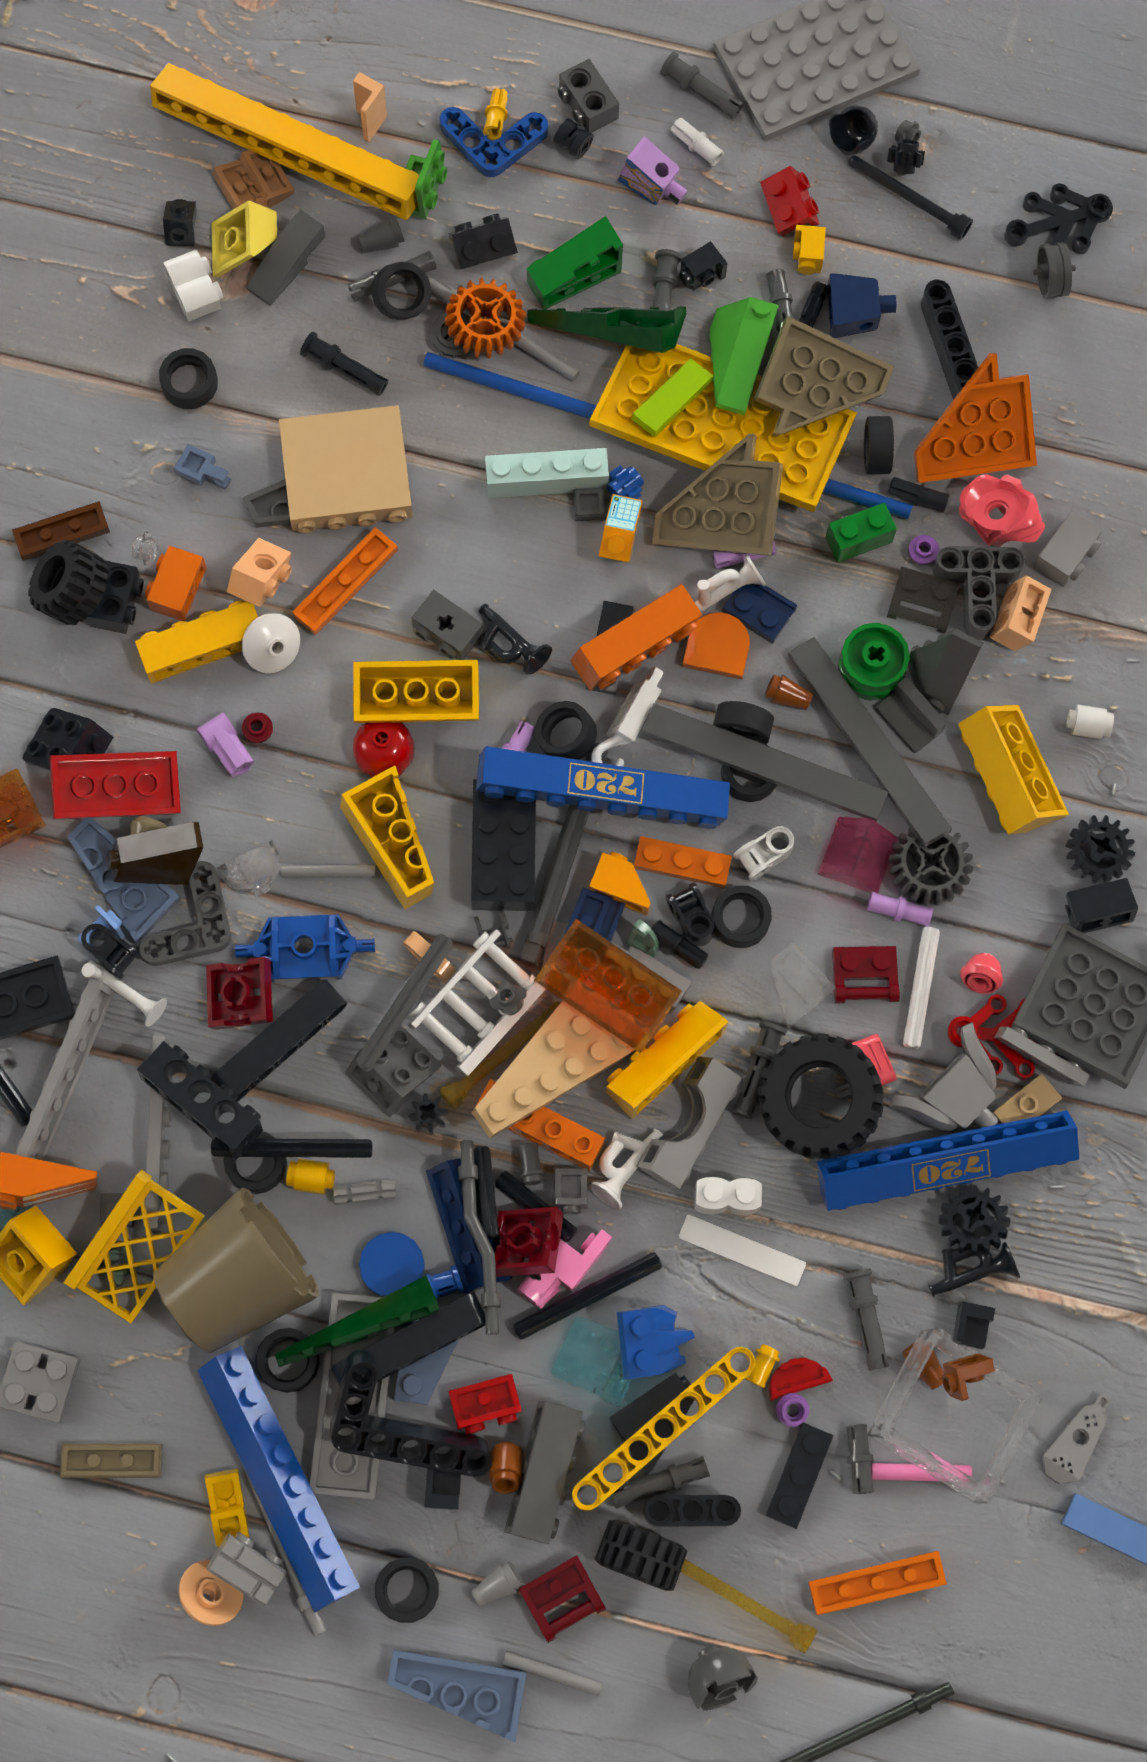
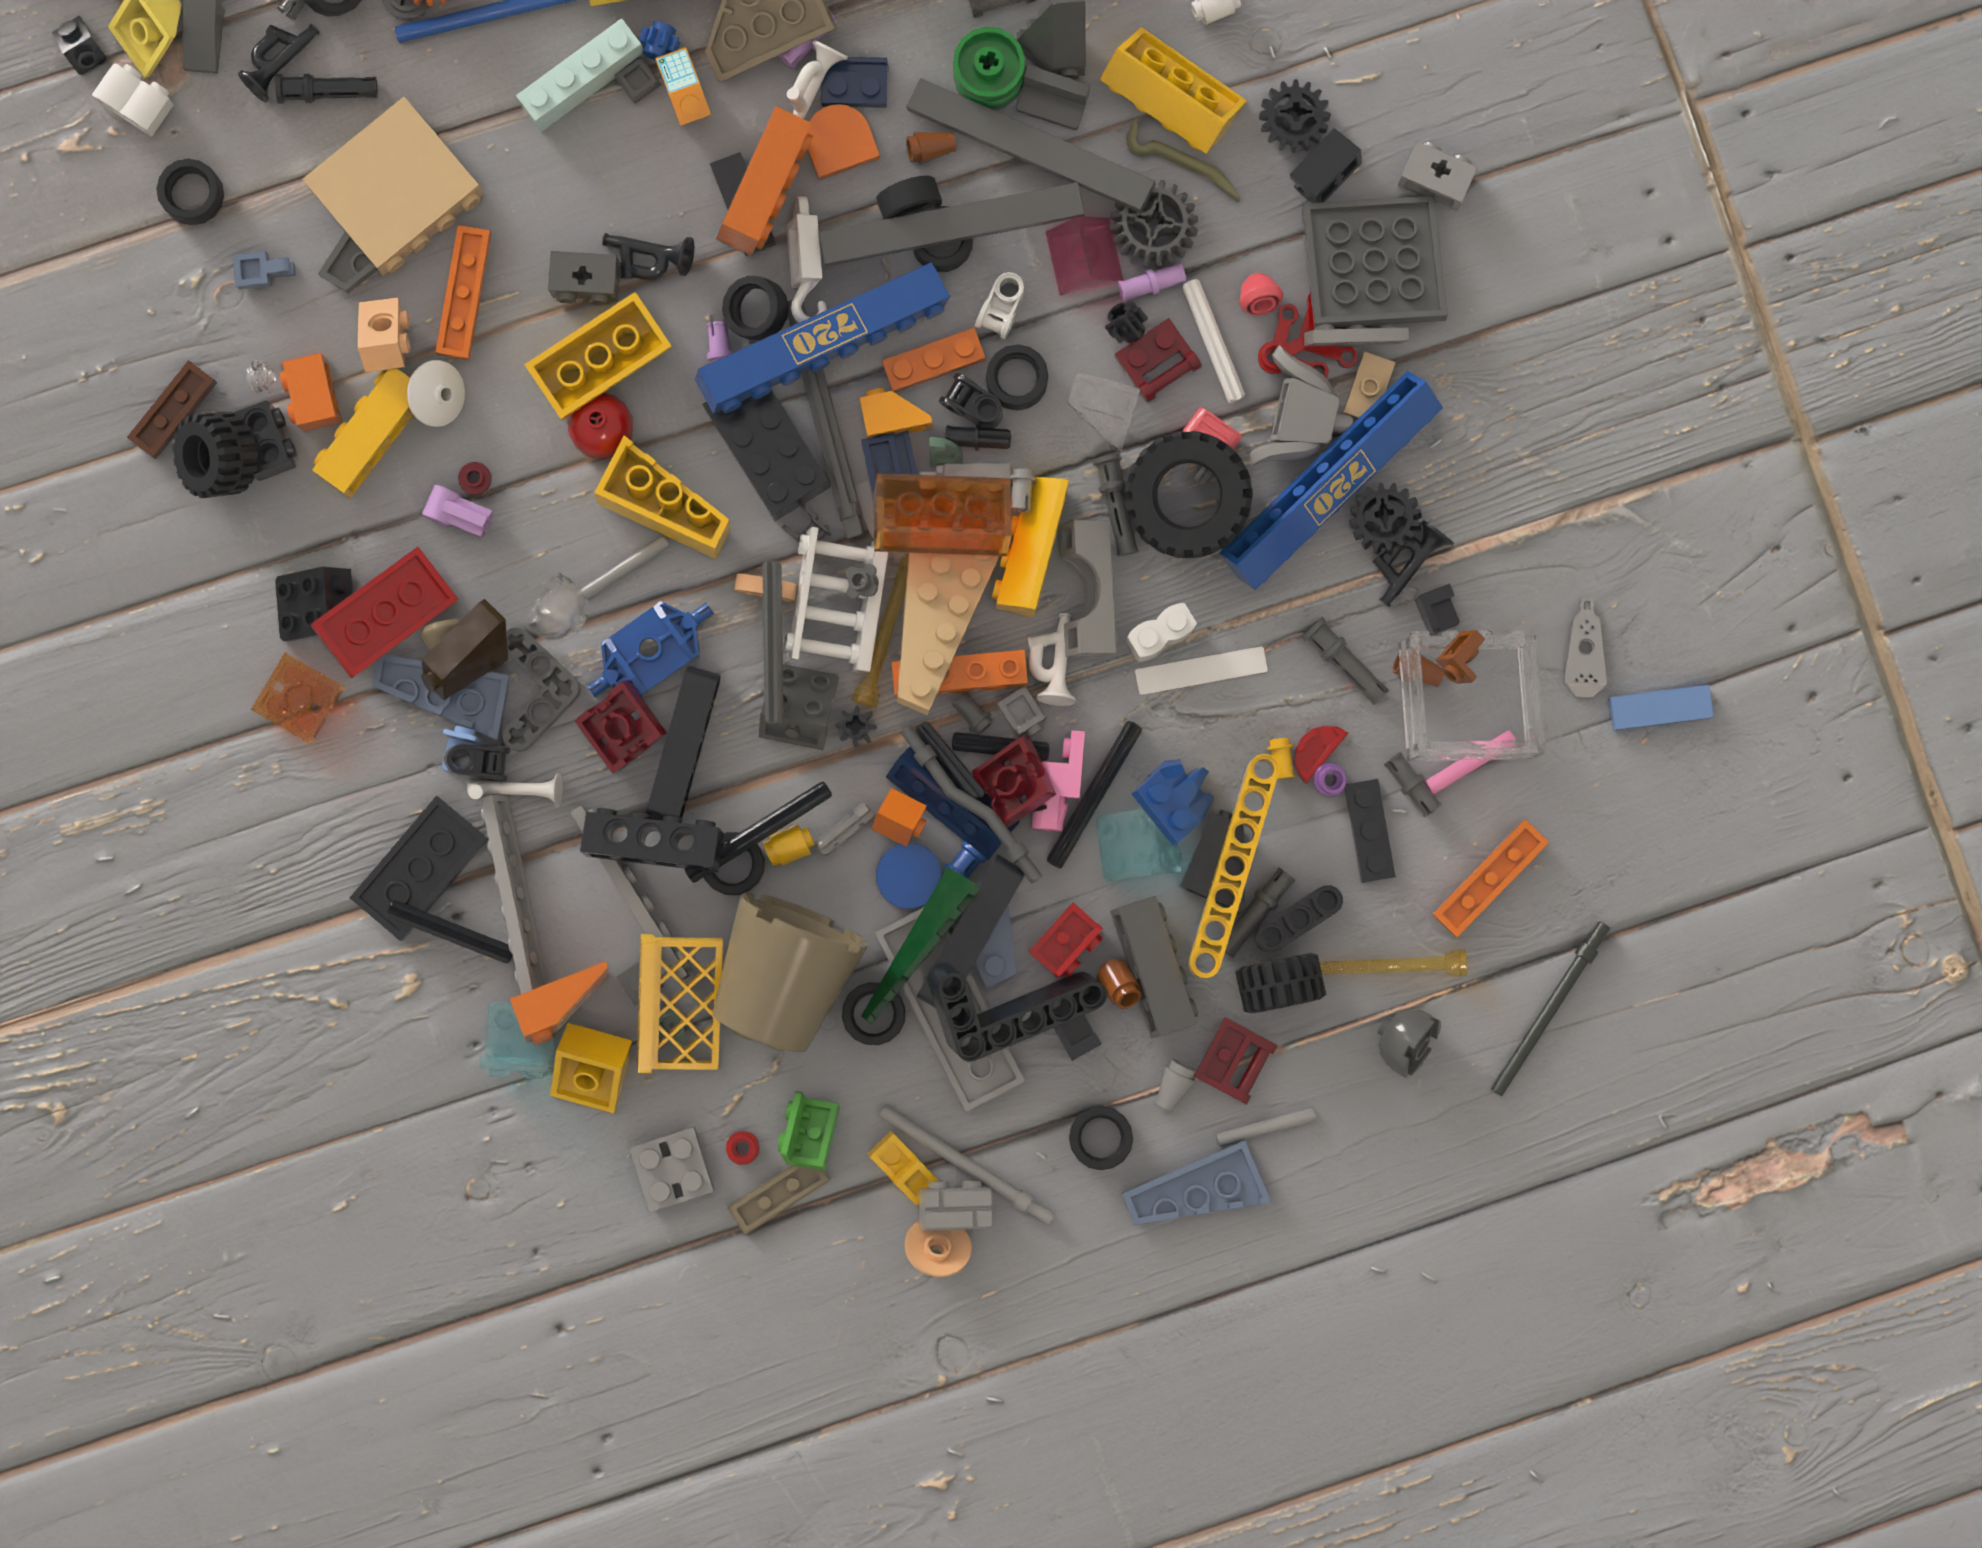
camera: 30 degrees left, 10 degrees up
(99, 1395) = (734, 1155): none -> red plate
(168, 1424) = (808, 1132): none -> bright green bracket
(278, 1478) = (931, 1116): blue brick -> none
(298, 328) = (259, 80): none -> black piece
(414, 1211) = (900, 817): none -> orange brick
(686, 1006) = (1022, 490): none -> light grey pin
(858, 928) = (1126, 322): none -> black gear
(985, 826) = (1181, 159): none -> olive piece

